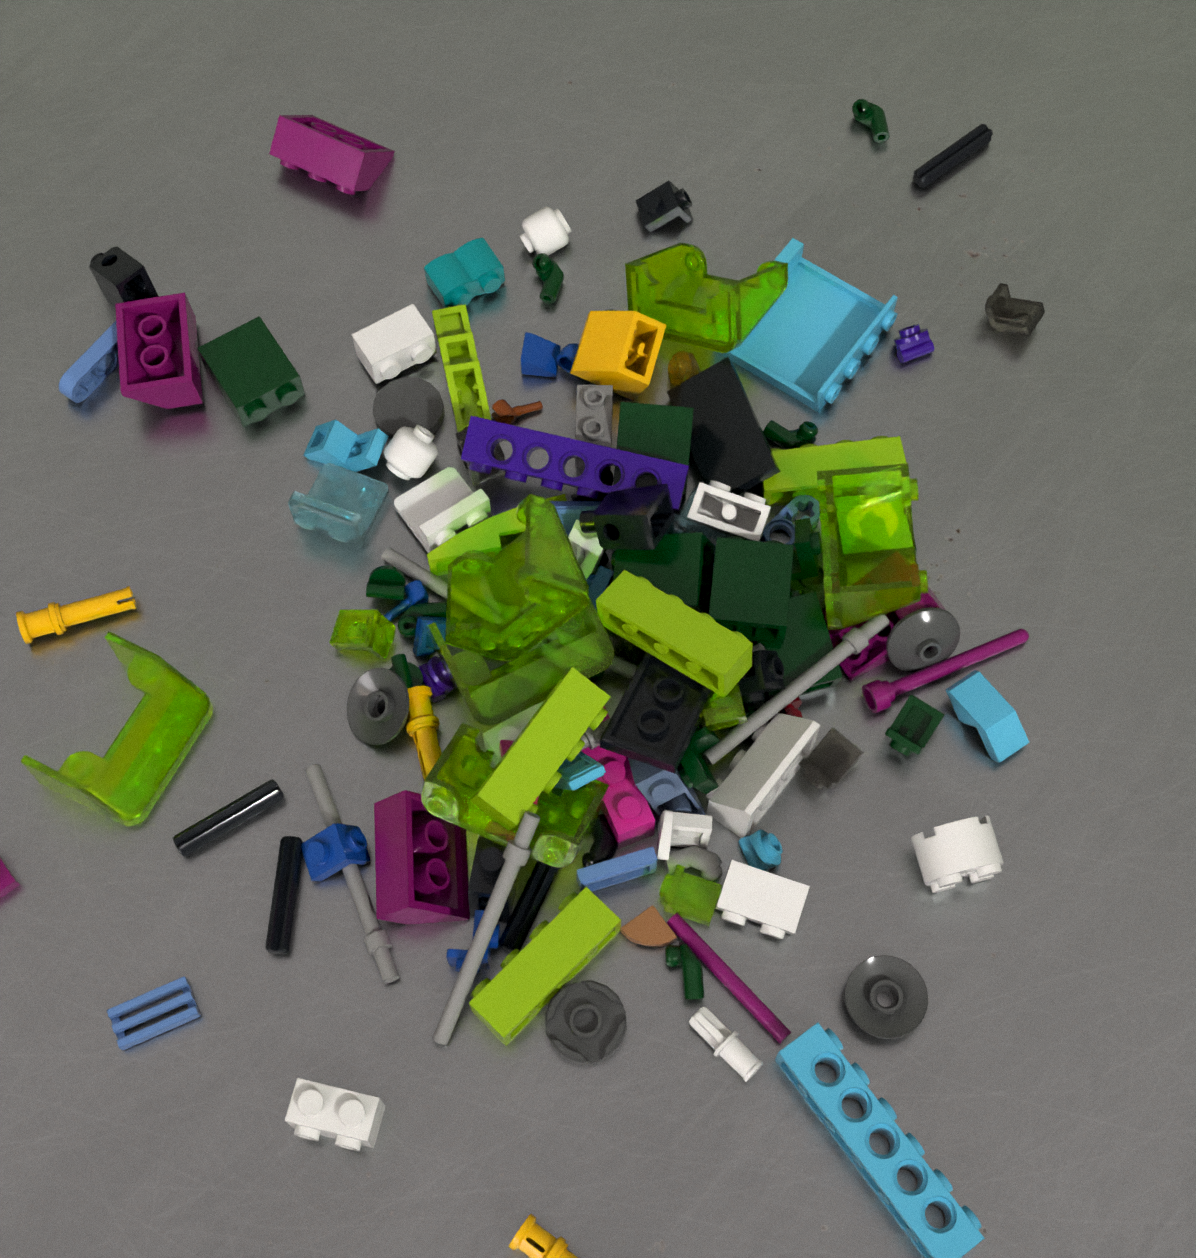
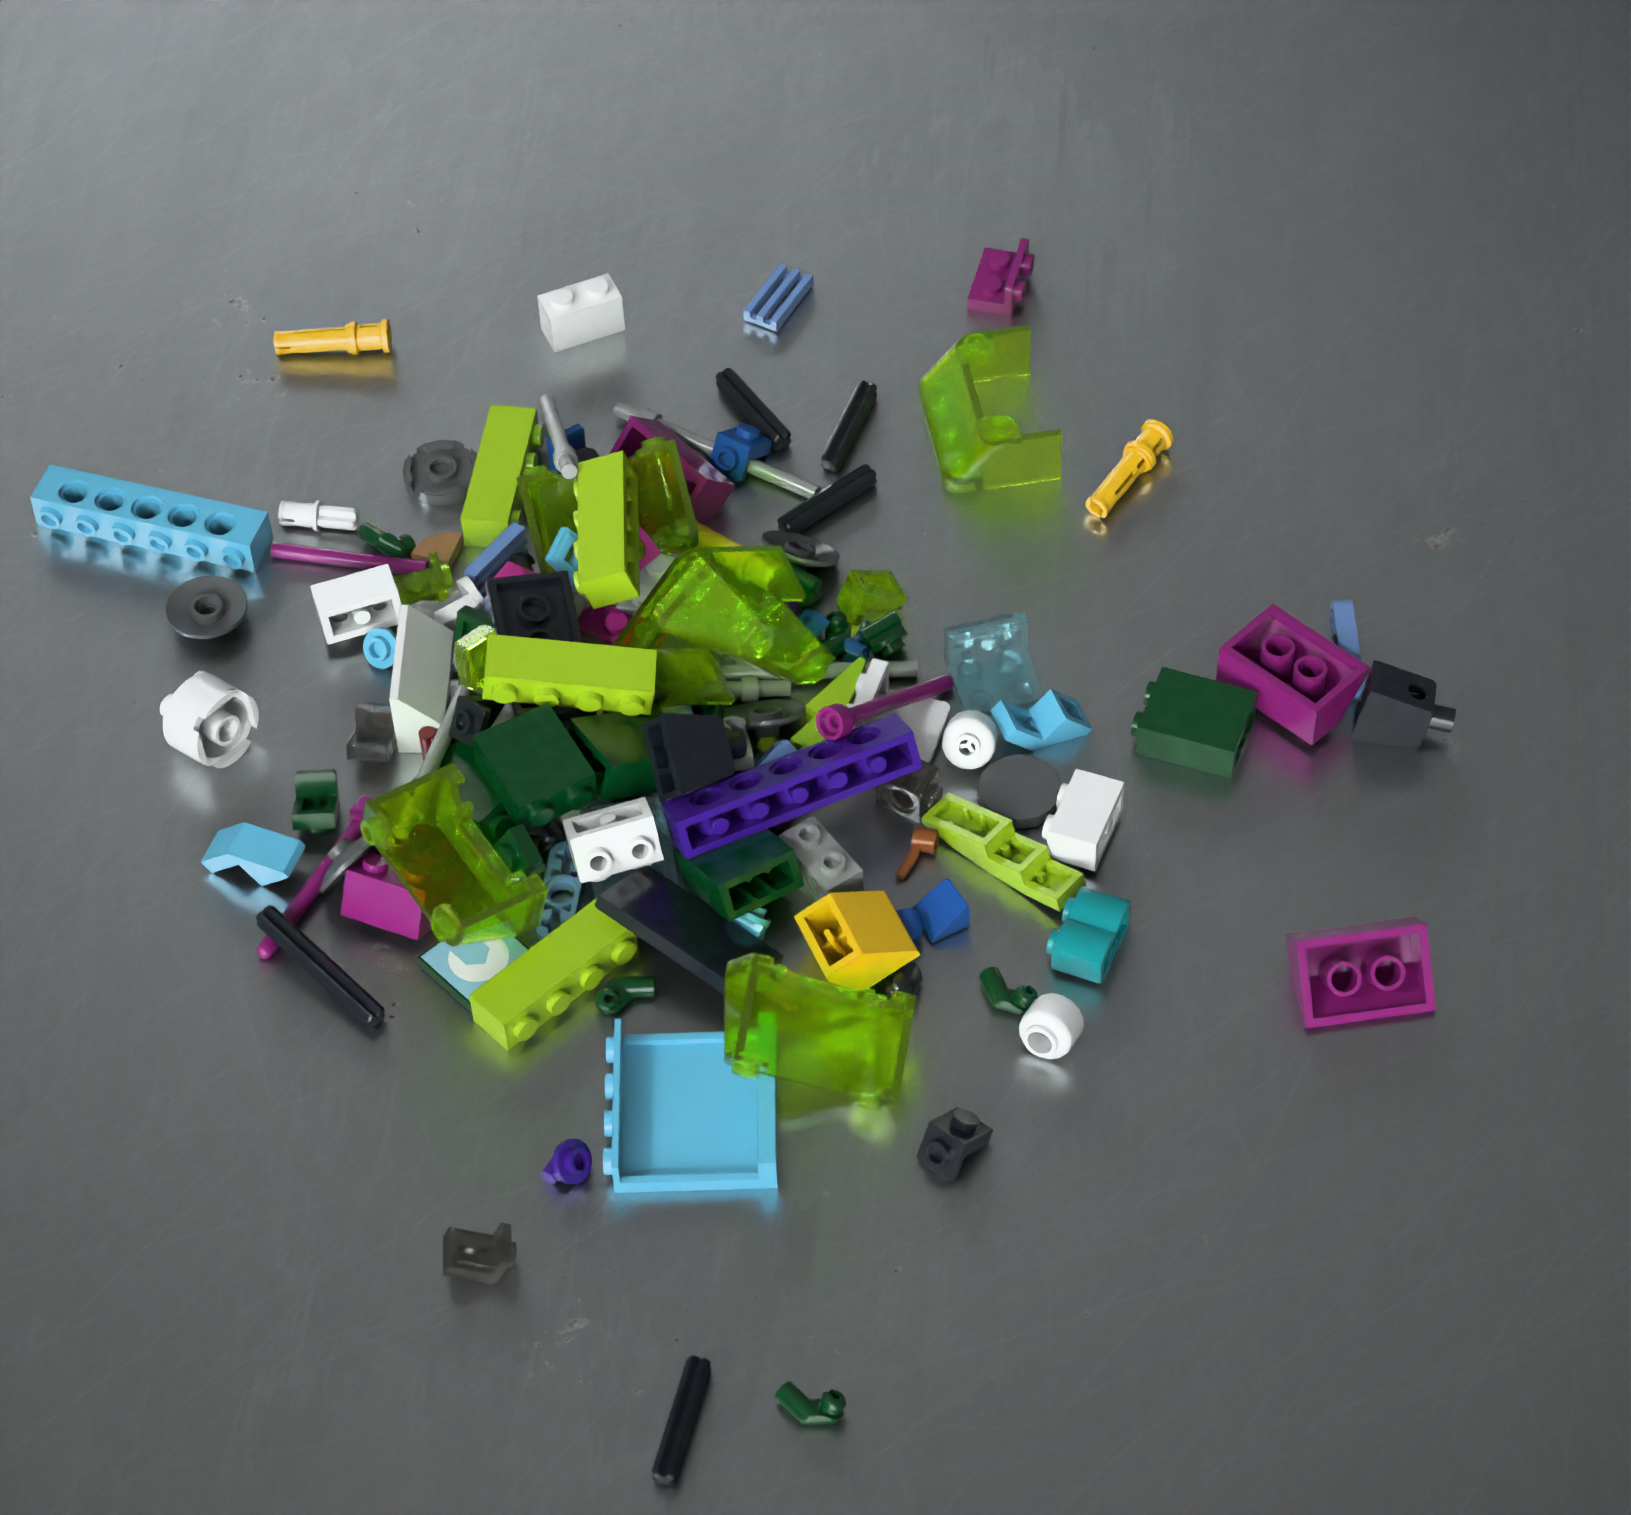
camera: 145 degrees right, 15 degrees down
(312, 752) = (828, 500): none -> black axle
(509, 470) = (838, 720): none -> magenta piece
(993, 586) = (320, 966): none -> black axle

